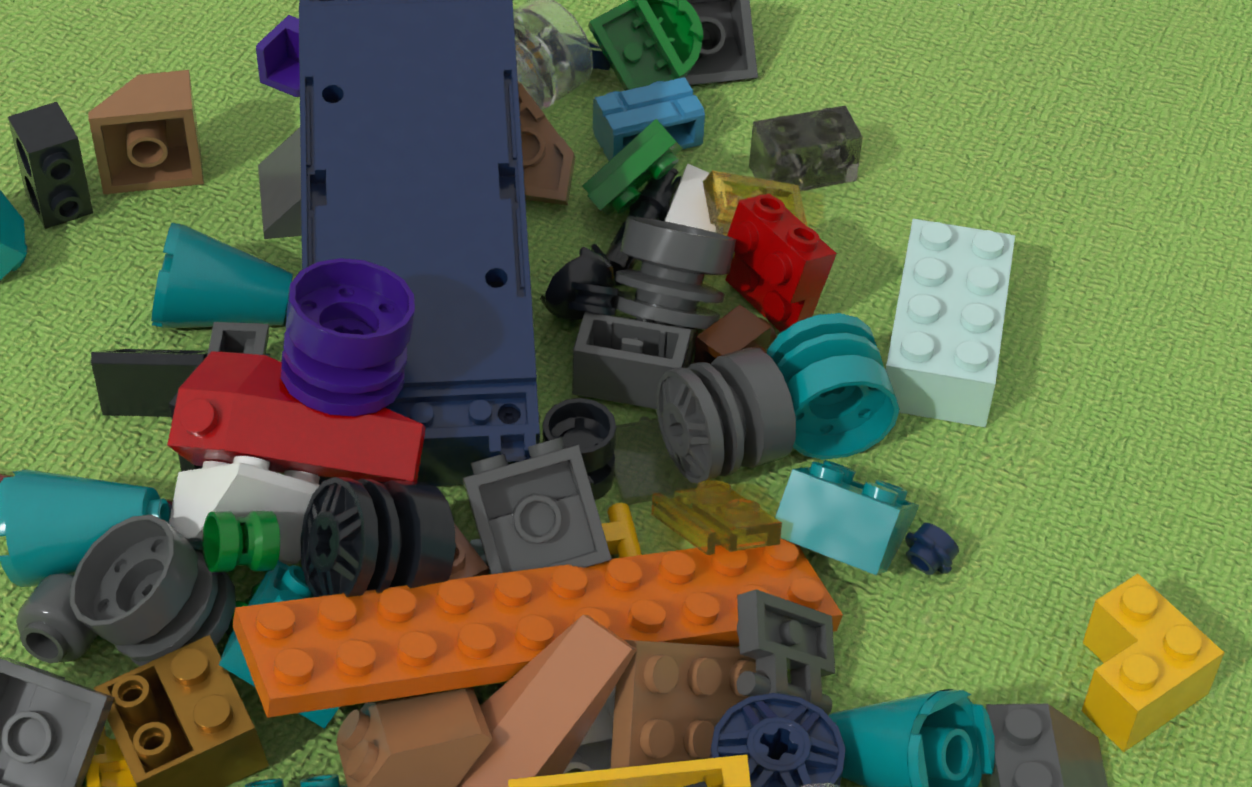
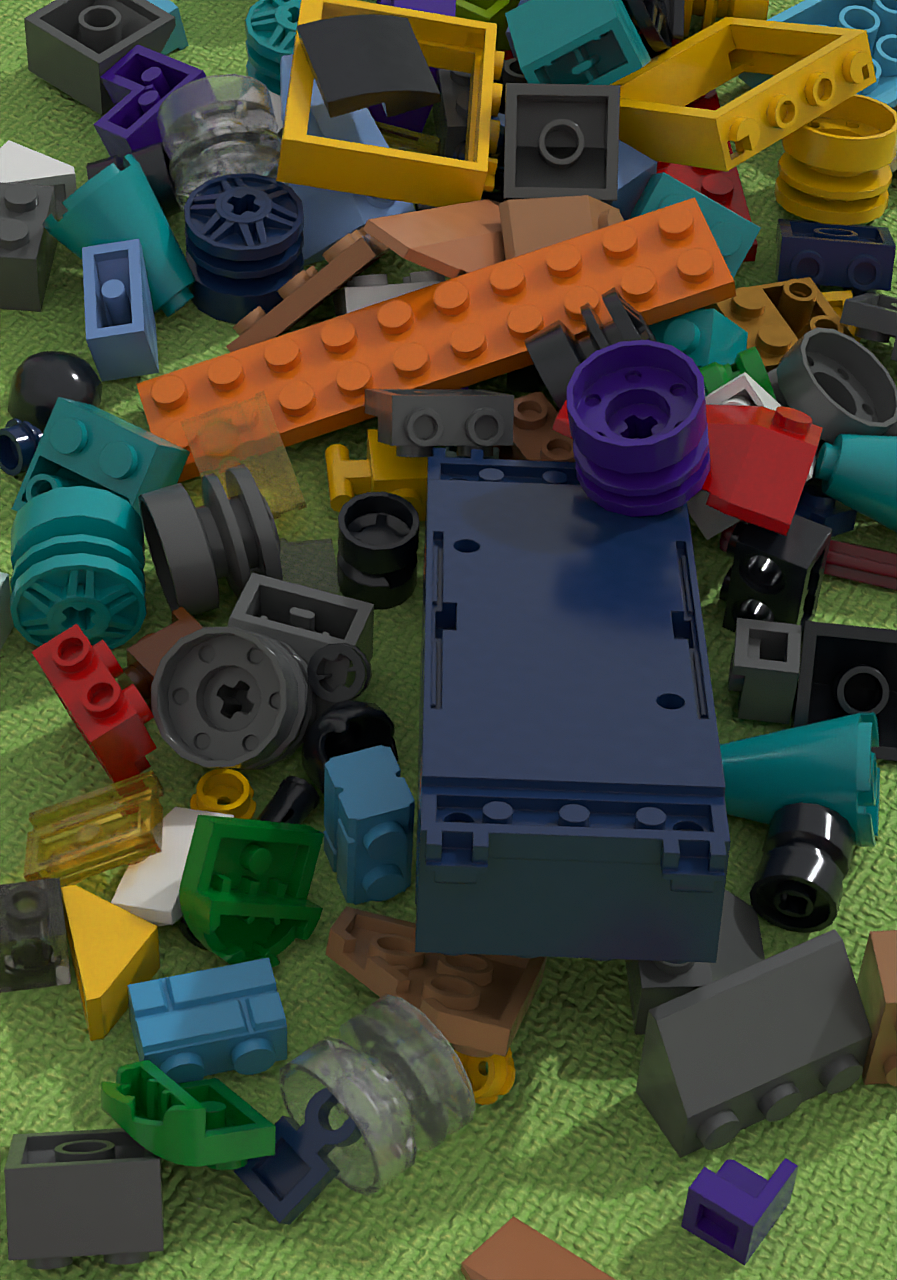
camera: 175 degrees left, 0 degrees up
(233, 216) = (803, 867): none -> black wheel
(249, 125) = (754, 1045): none -> dark grey slope
(556, 210) = (368, 824): none -> dark azure brick
(728, 145) = (107, 954): none -> yellow slope
(783, 638) = (200, 327): dark grey plate -> none
(879, 655) = (119, 310): none -> medium blue slope
(921, 618) = (44, 379): none -> black hair

